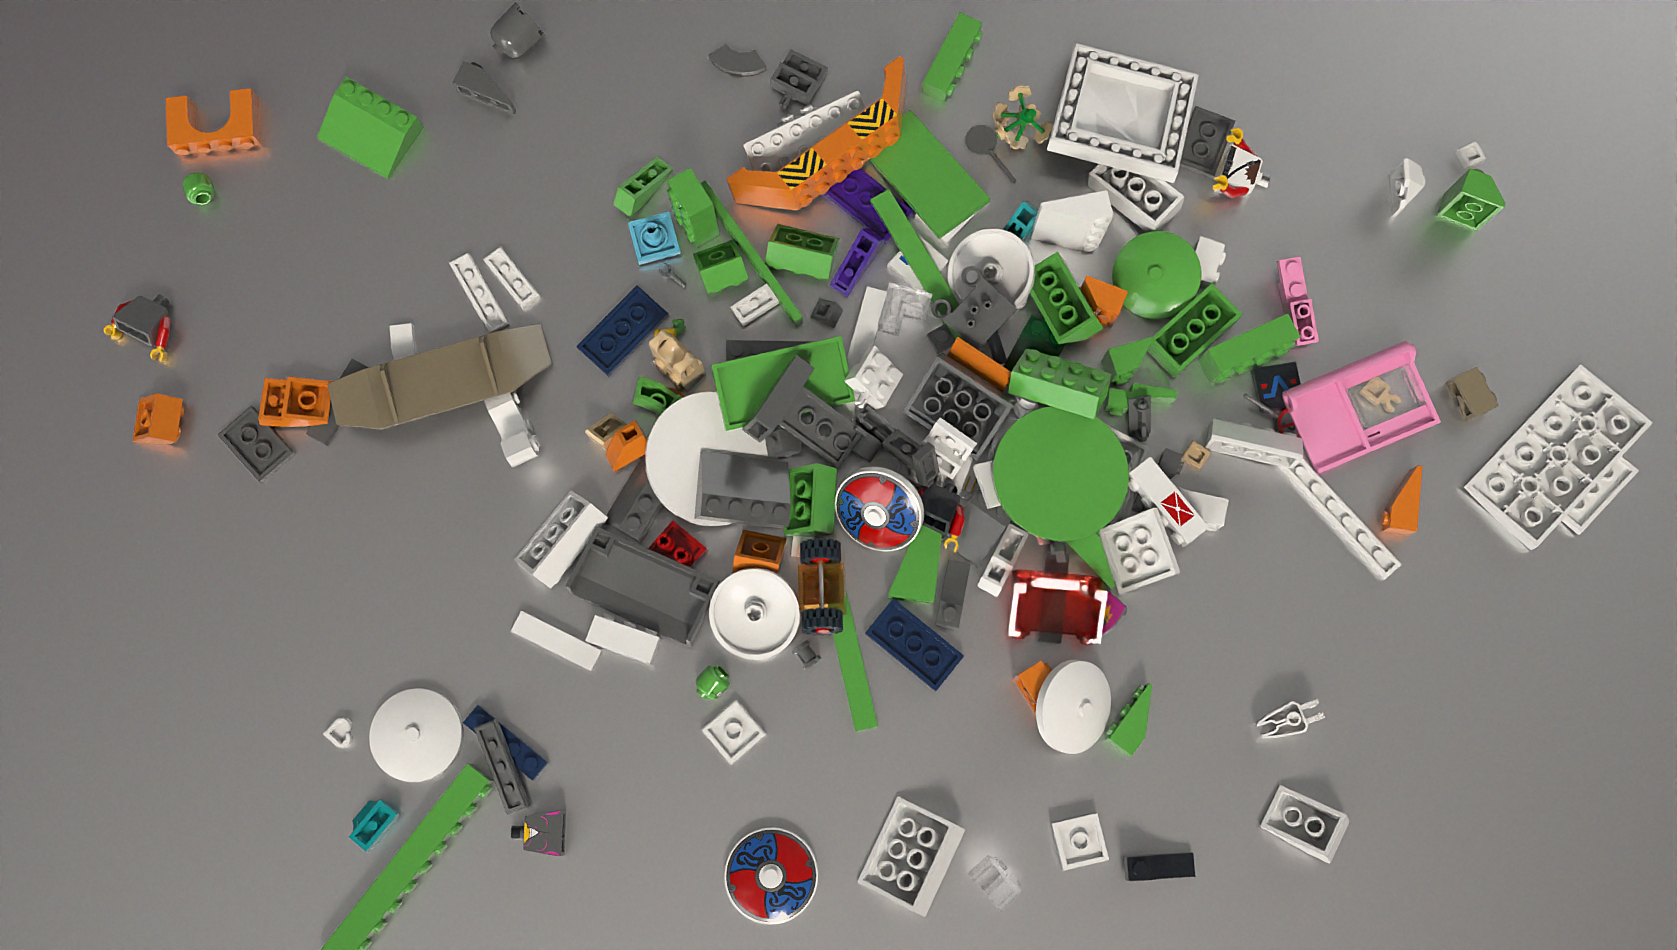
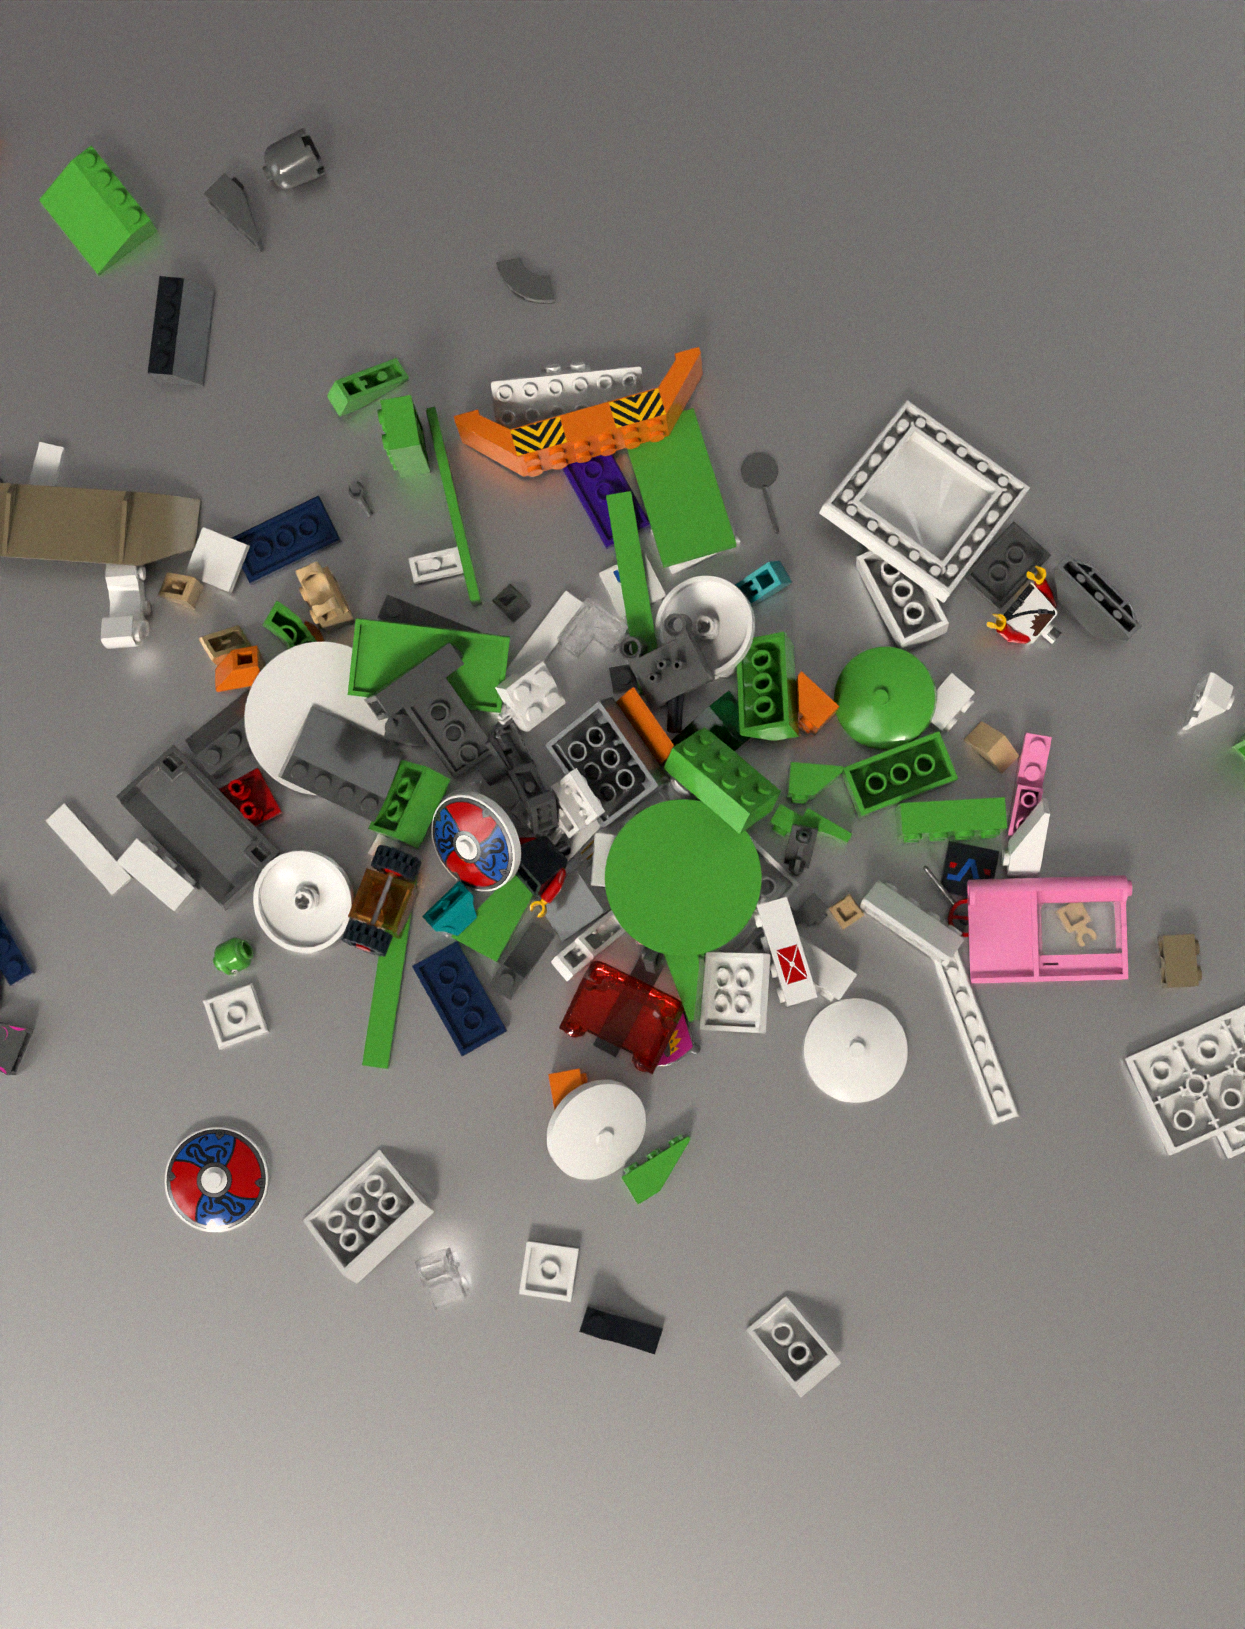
camera: 30 degrees right, 5 degrees up
(474, 197) = (181, 332): none -> black slope
(479, 293) = (148, 442): white tile -> none
(511, 278) = (188, 436): white tile -> none
(552, 400) = (181, 589): none -> tan slope
(560, 539) = (132, 743): white slope -> none
(573, 366) = (217, 559): none -> white tile
(654, 238) = (356, 450): medium azure plate -> none
(677, 329) = (332, 562): bright green arm -> none
(720, 267) = (415, 509): bright green slope -> none
(759, 551) = (335, 837): orange slope -> none
(798, 78) = (583, 326): dark grey plate -> none
(801, 251) = (510, 524): bright green slope -> none
(806, 655) = (342, 965): dark grey bush -> none
(857, 261) = (566, 557): dark purple slope -> none
(881, 574) = (452, 911): none -> teal slope
(952, 56) = (764, 364): bright green brick -> none
(1026, 116) = (816, 464): tan plant -> none
(1074, 221) = (813, 606): white slope -> none
(1250, 563) = (855, 1050): none -> white dish
(1254, 282) = (992, 746): none -> tan slope
(1285, 143) = (1094, 601): none -> dark grey wedge
(1290, 719) = (823, 1232): white hinge -> none
(1318, 345) = (1027, 844): none -> white slope
(1403, 509) = (1044, 1057): orange slope -> none

